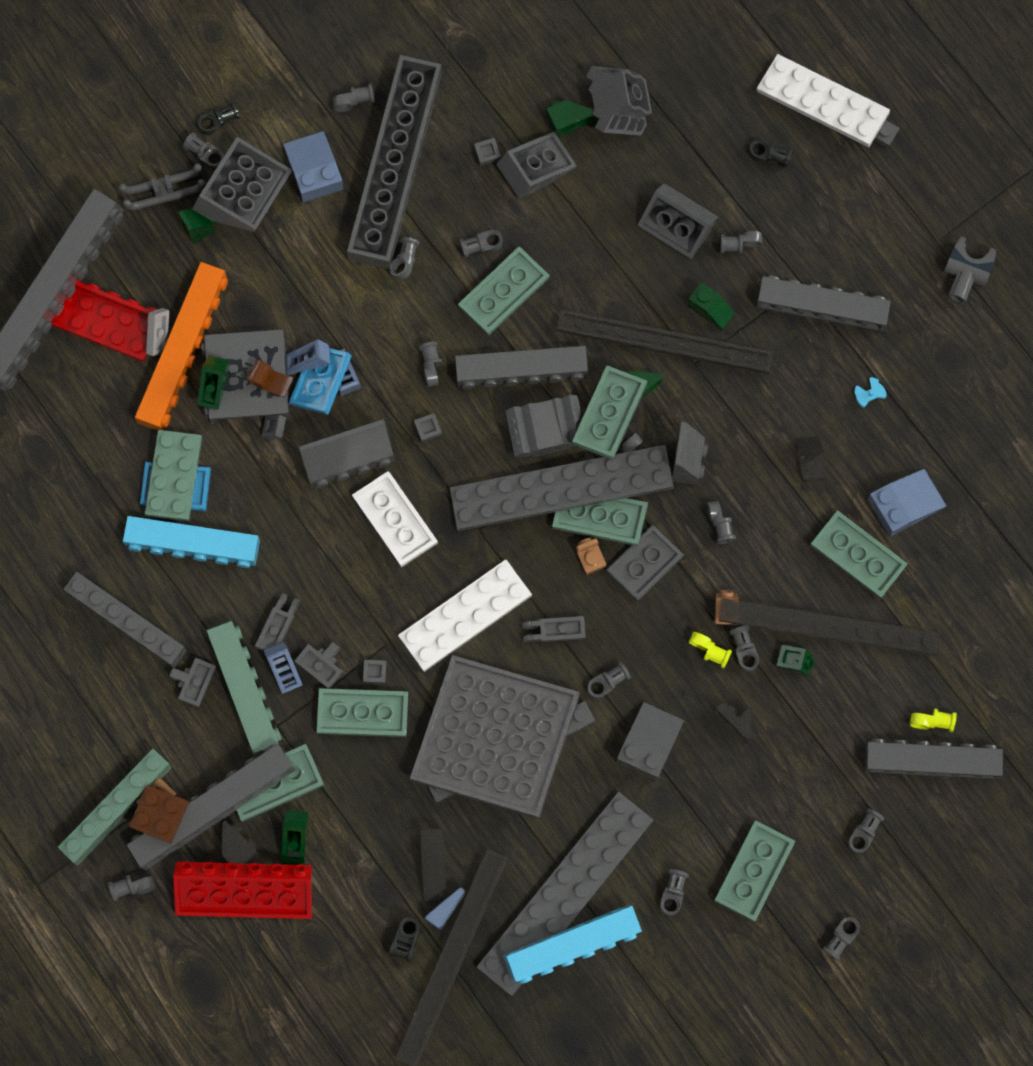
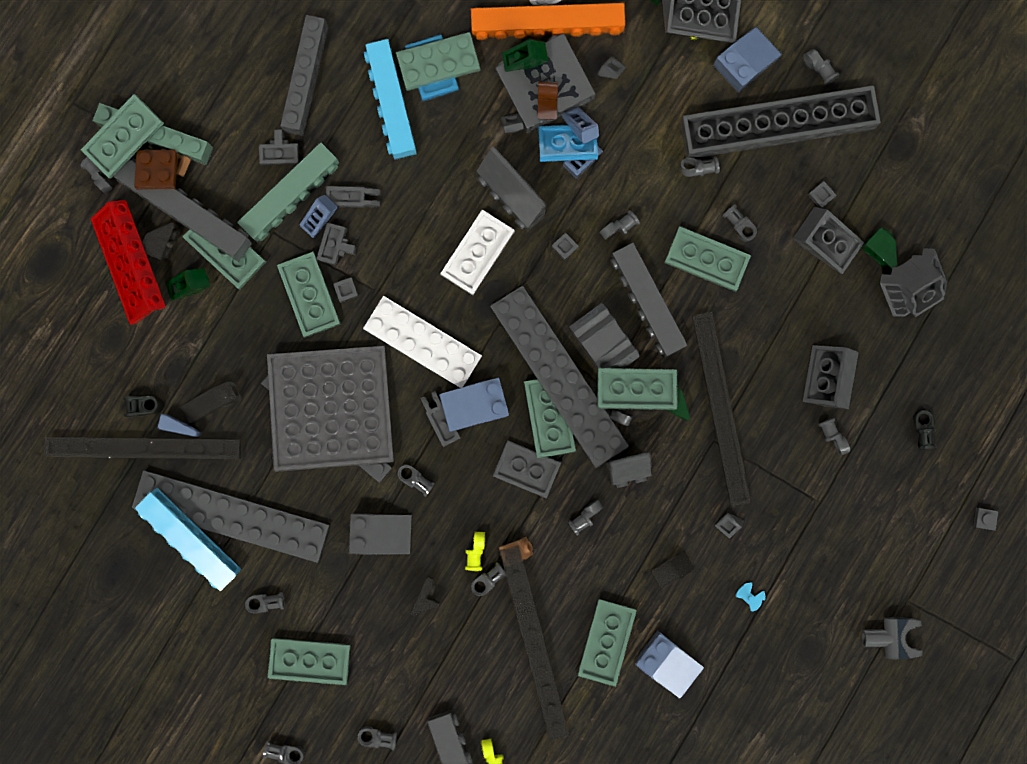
camera: 70 degrees right, 10 degrees up
(108, 833) = (122, 136): none -> sand green plate
(261, 304) = (612, 68): none -> dark grey slope
(555, 586) = (474, 404): none -> sand blue slope
(590, 556) = (513, 423): medium nougat bracket -> none
(710, 306) = (767, 435): dark green slope -> none
(787, 383) = (729, 524): none -> dark grey slope
(795, 659) = (496, 625): dark green bracket -> none
(823, 100) = (991, 456): white plate -> none
(823, 303) = (811, 528): dark grey brick -> none

